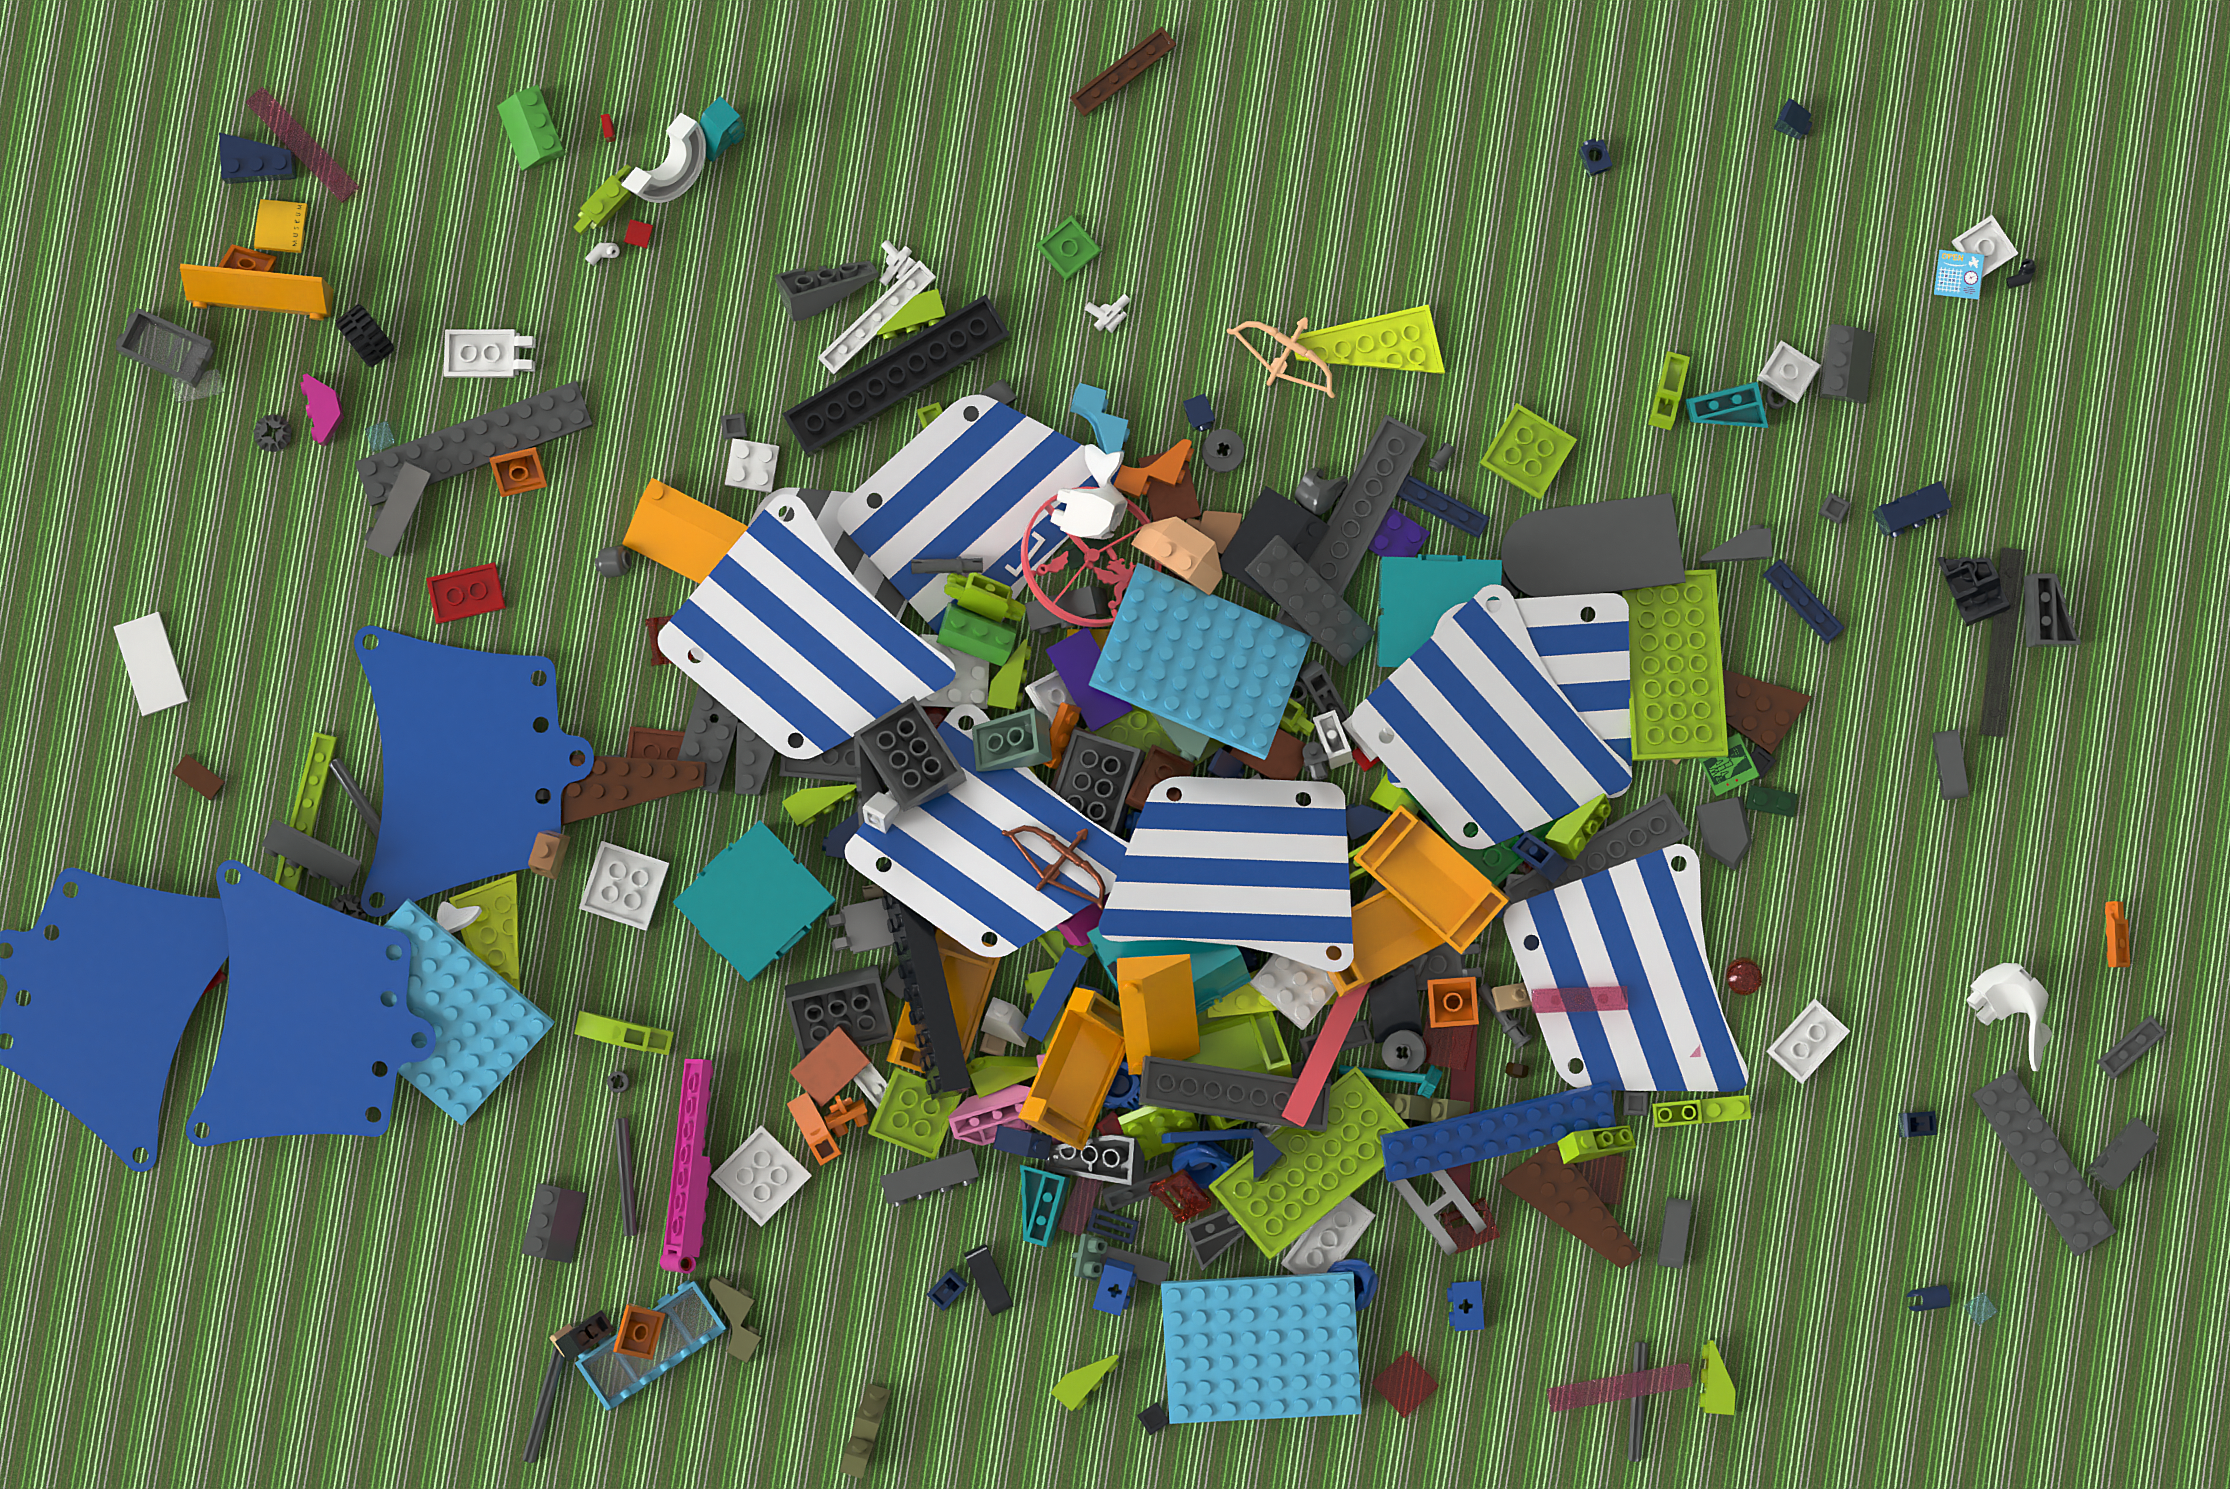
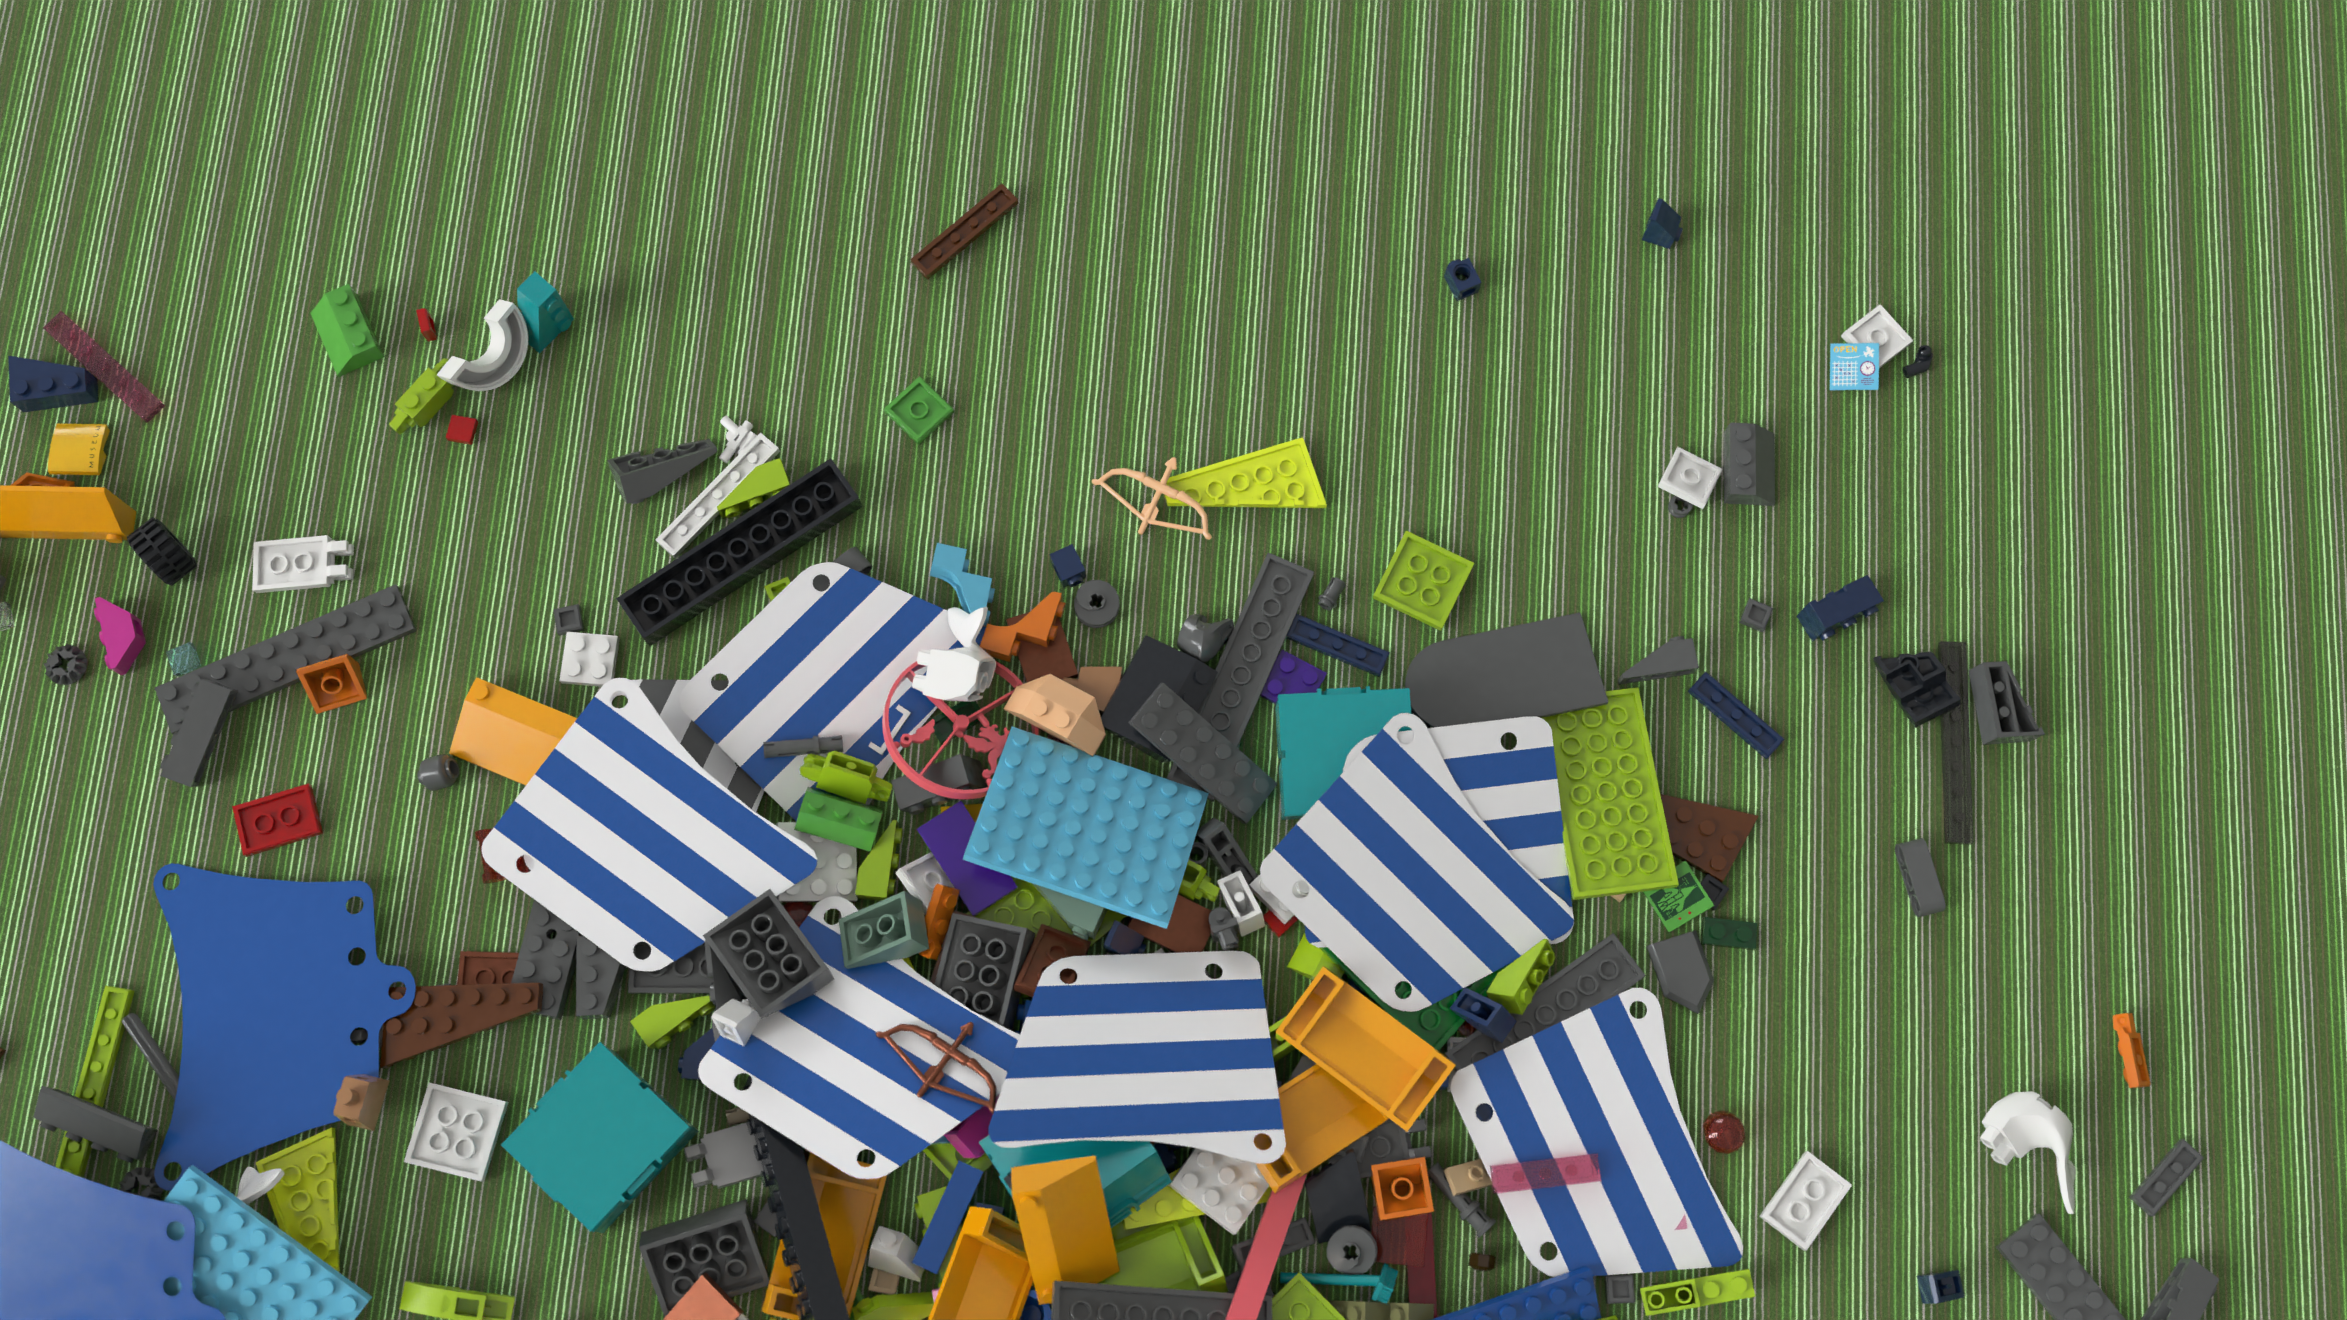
camera: 10 degrees left, 10 degrees down
(602, 250) = (423, 449): white arm -> none
(1109, 315) = (965, 475): white piece -> none
(1363, 820) = (1282, 990): dark blue slope -> none
(1669, 390) = (1566, 507): lime slope -> none
(1729, 406) = (1632, 517): teal wedge -> none

